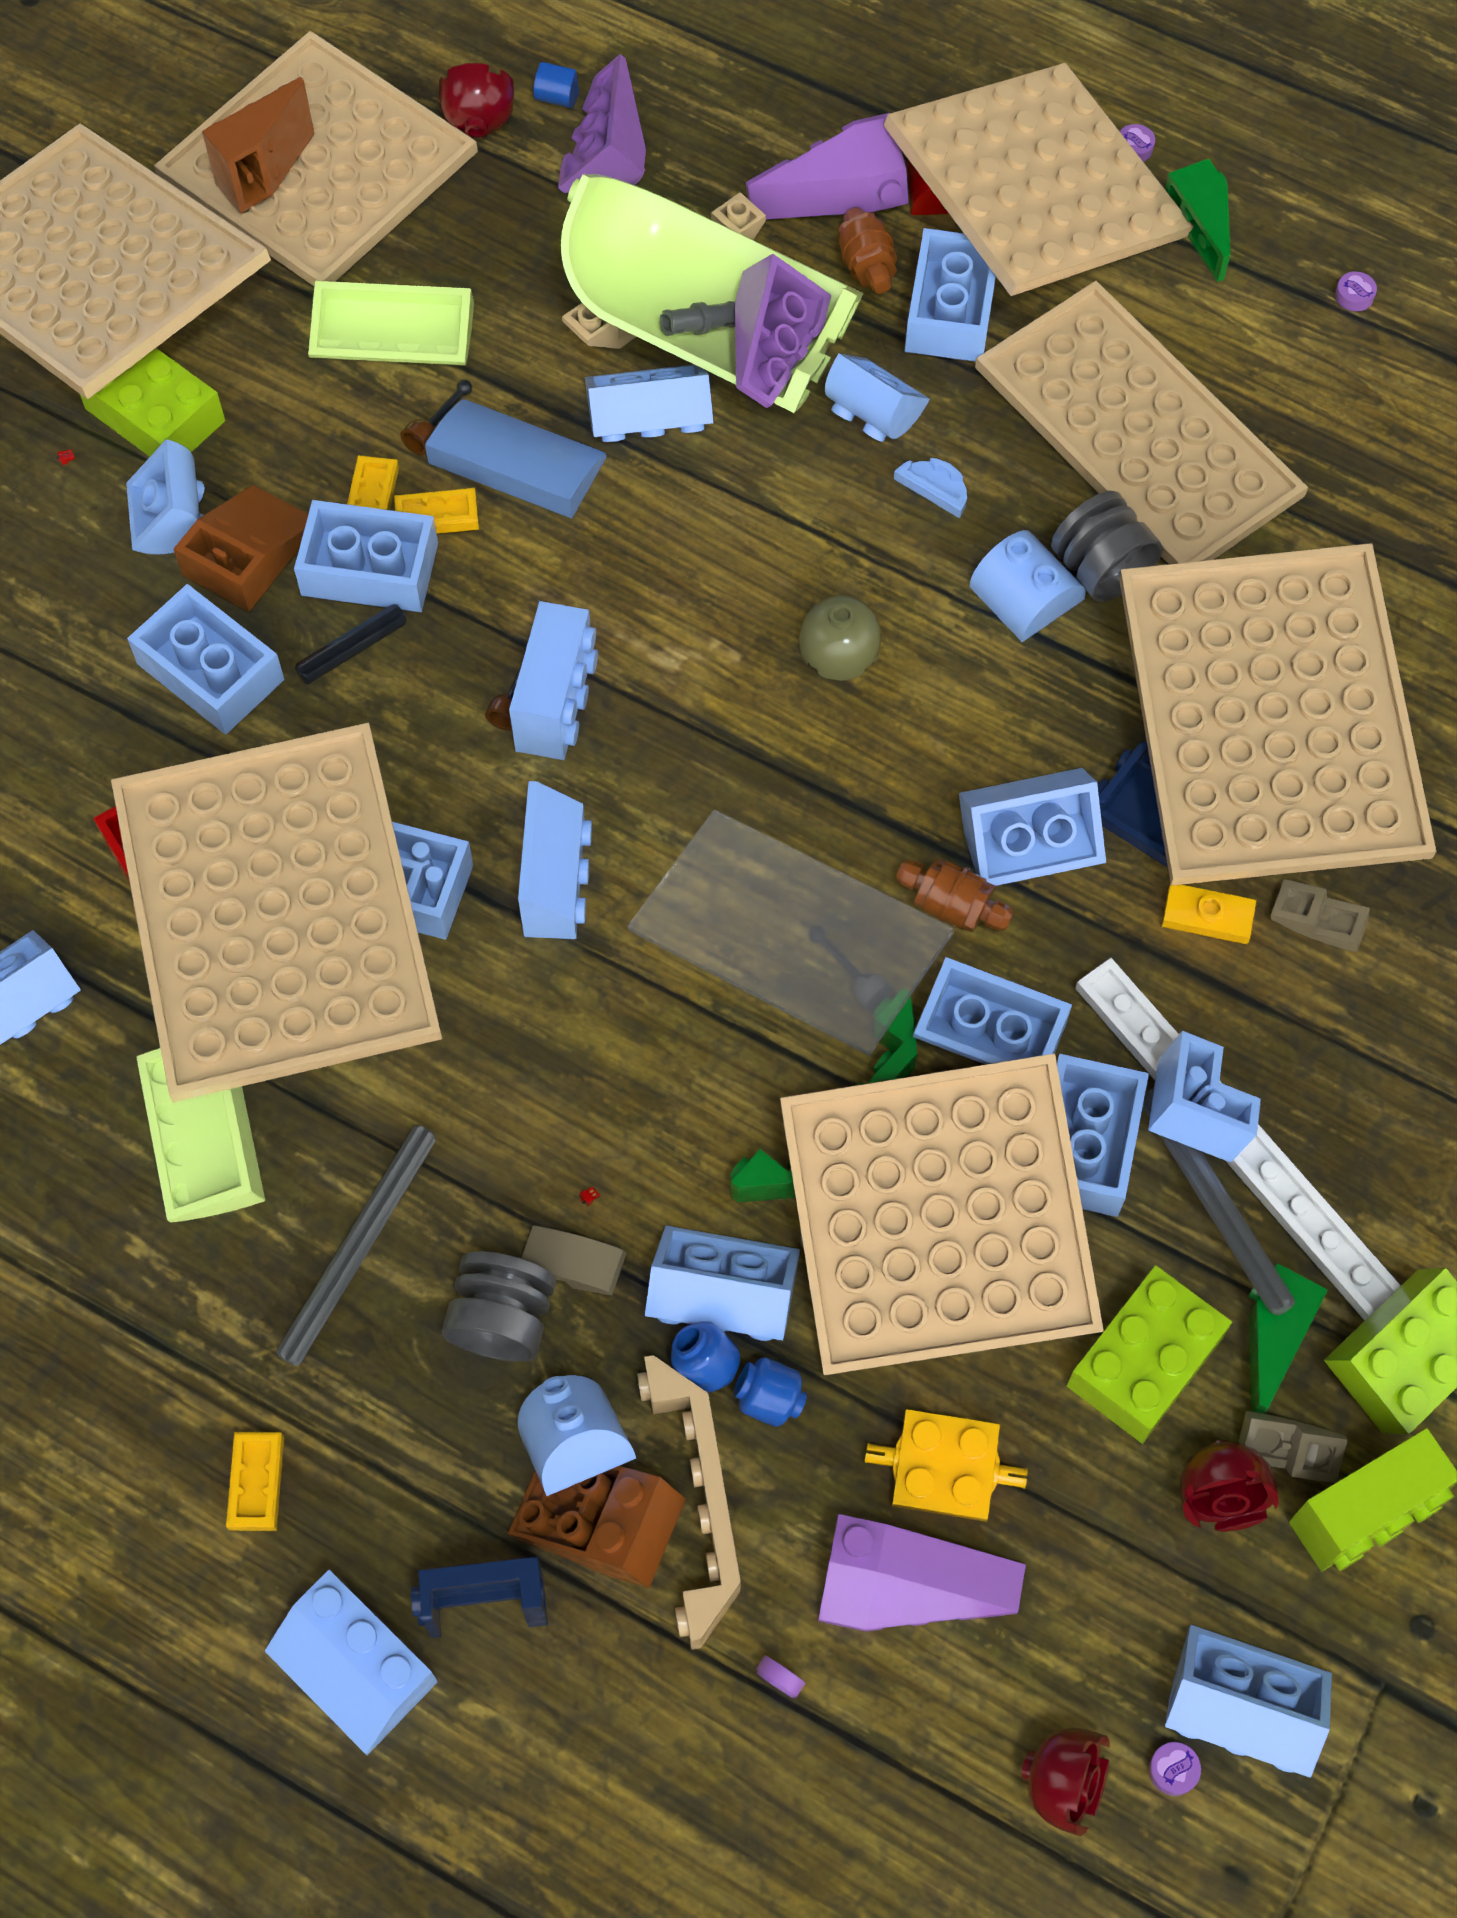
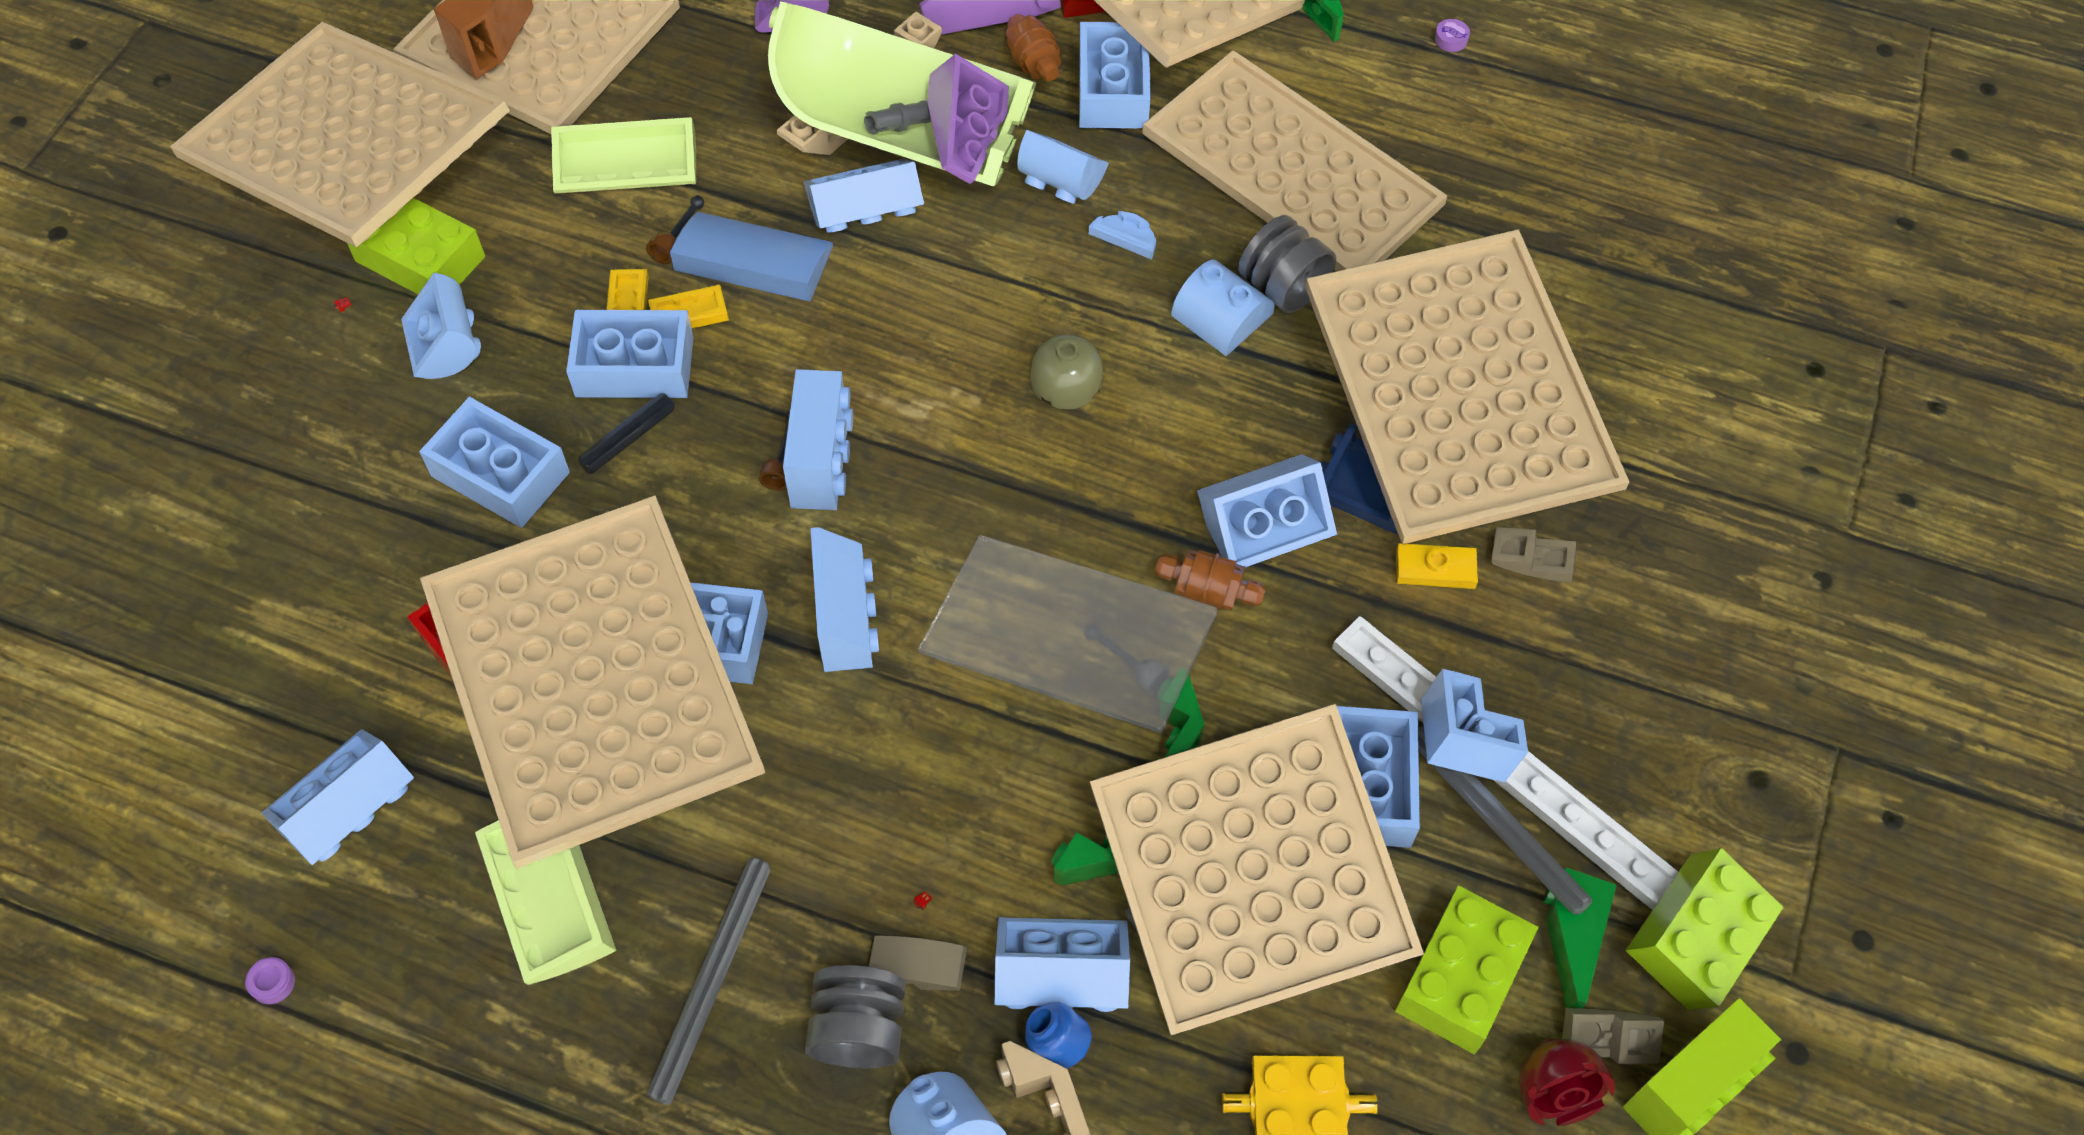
camera: 10 degrees left, 5 degrees down
(241, 546) = (514, 360): dark orange slope -> none
(770, 1392) = (1123, 1059): blue head -> none
(990, 1016) = (1264, 681): light blue slope -> none

